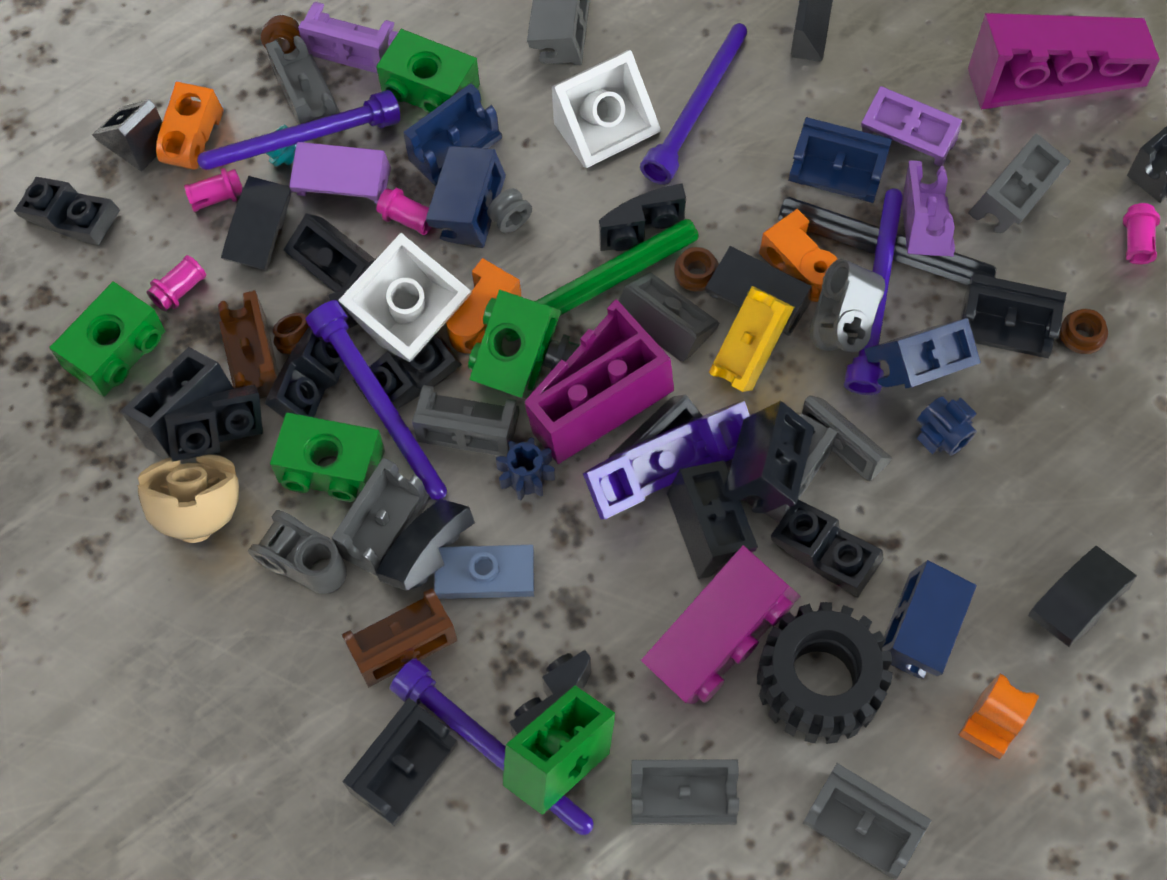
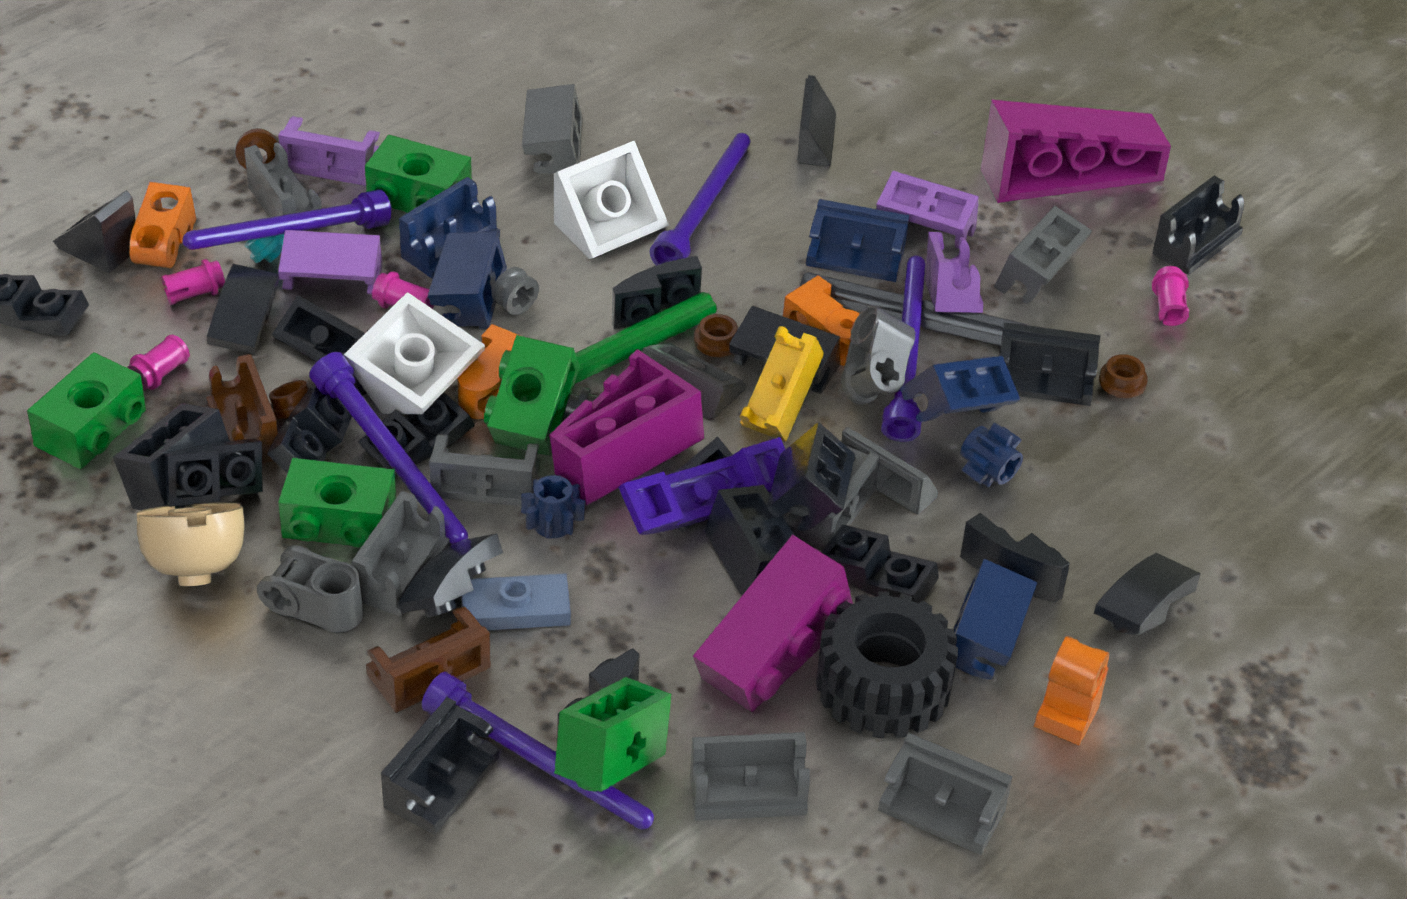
camera: 10 degrees left, 20 degrees down
(971, 559) = (1027, 557): none -> black slope

